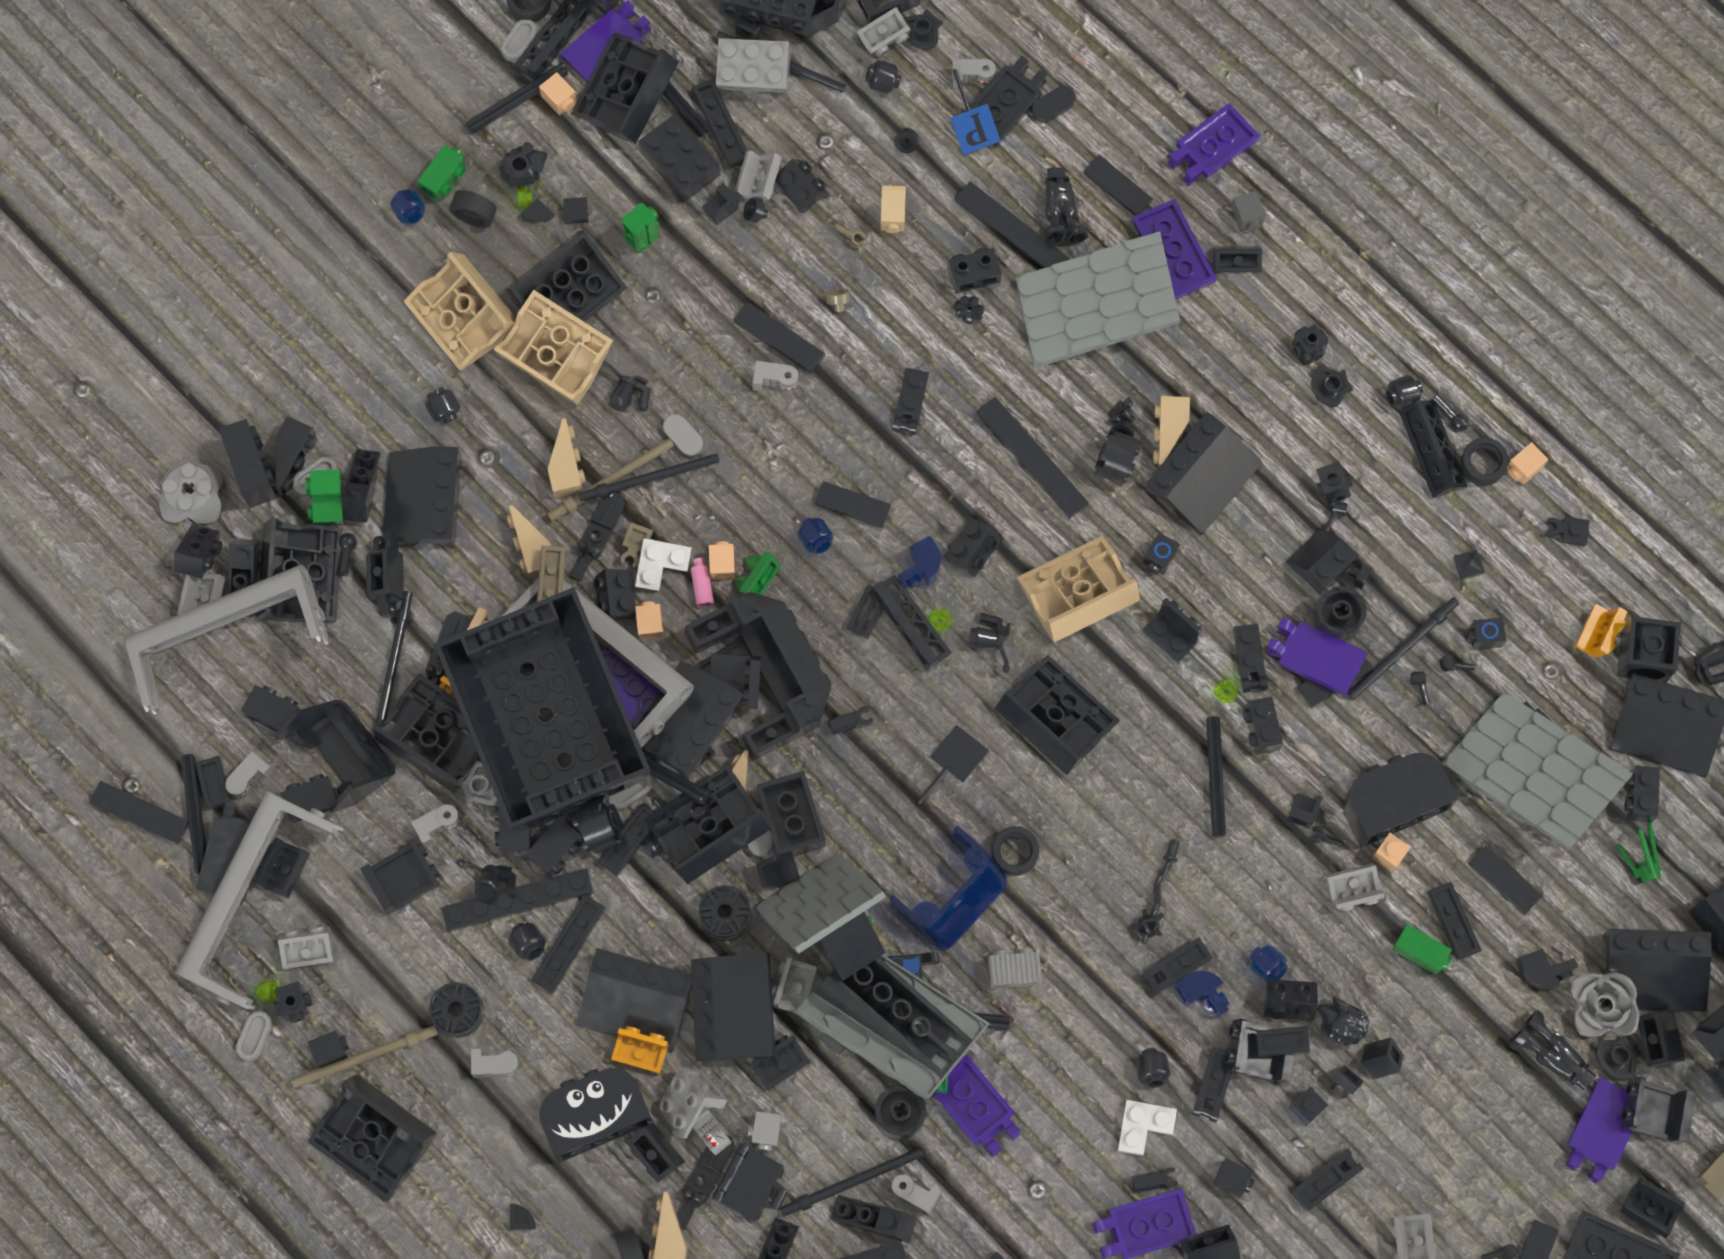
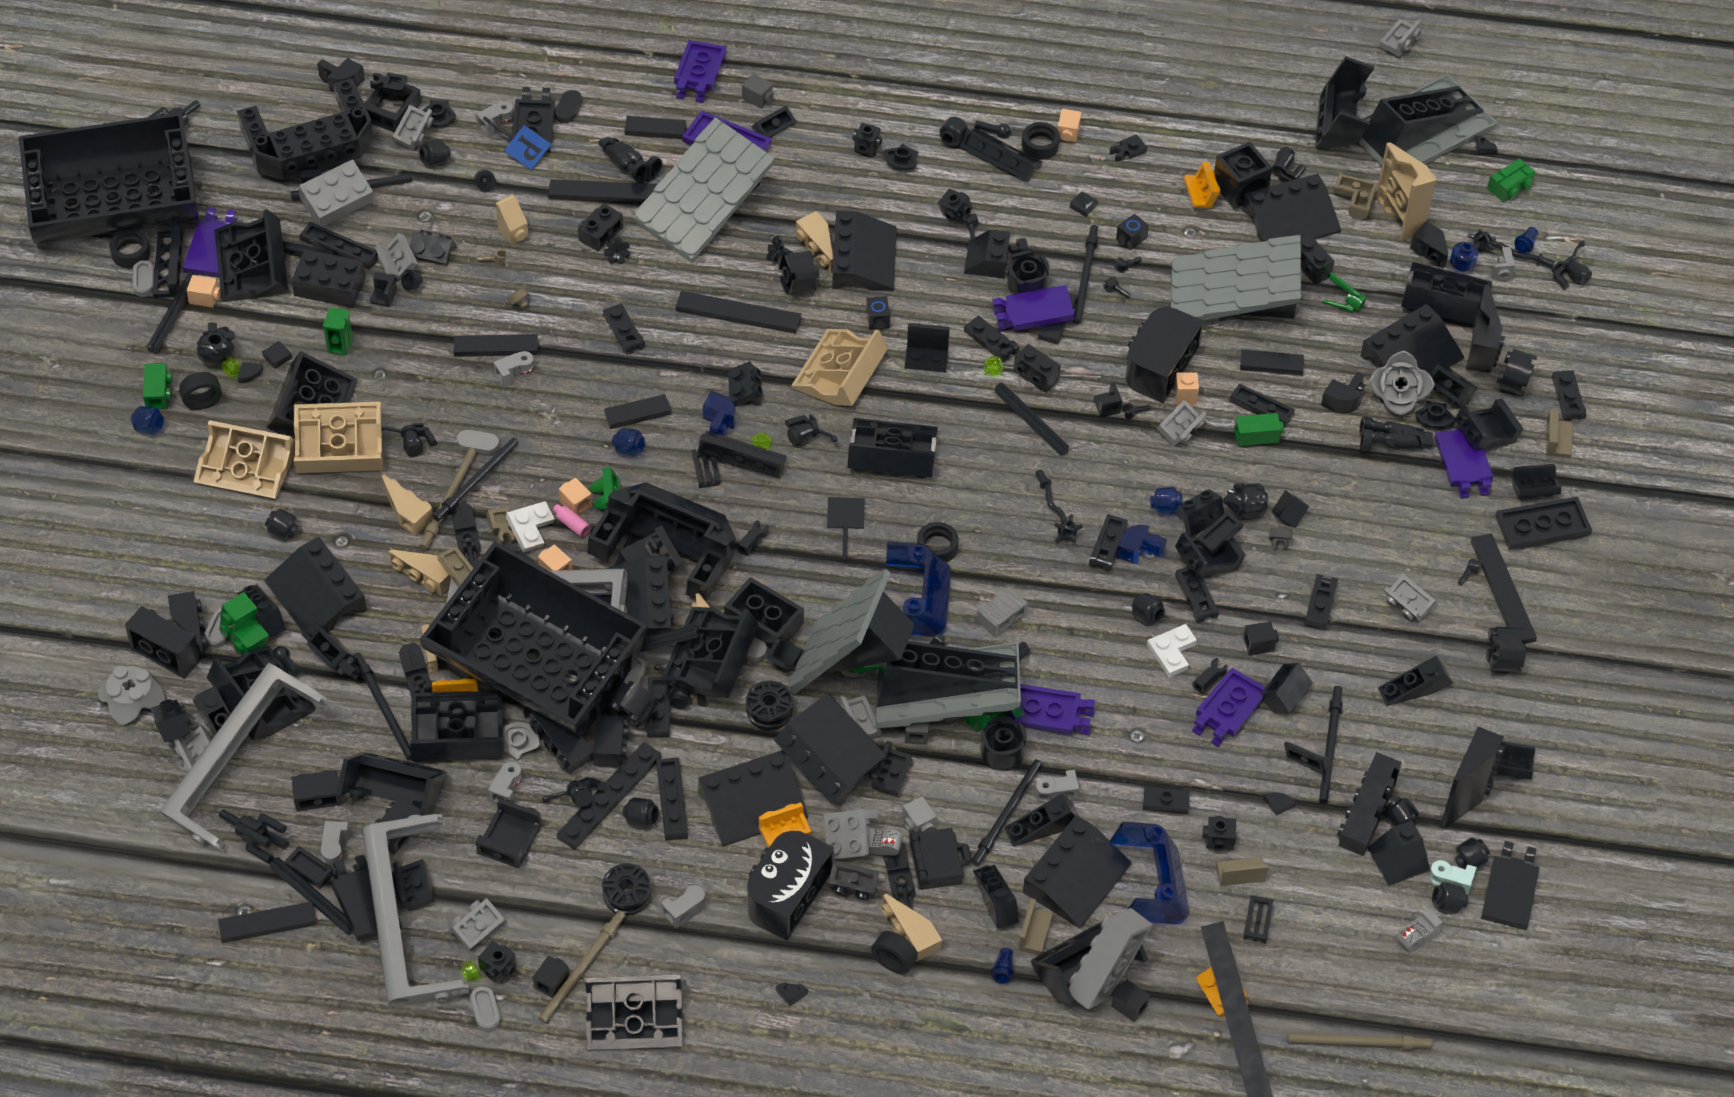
camera: 40 degrees left, 20 degrees down
(190, 716) = (257, 833): none -> black plant
(1308, 1106) = (1269, 564): black brick -> none

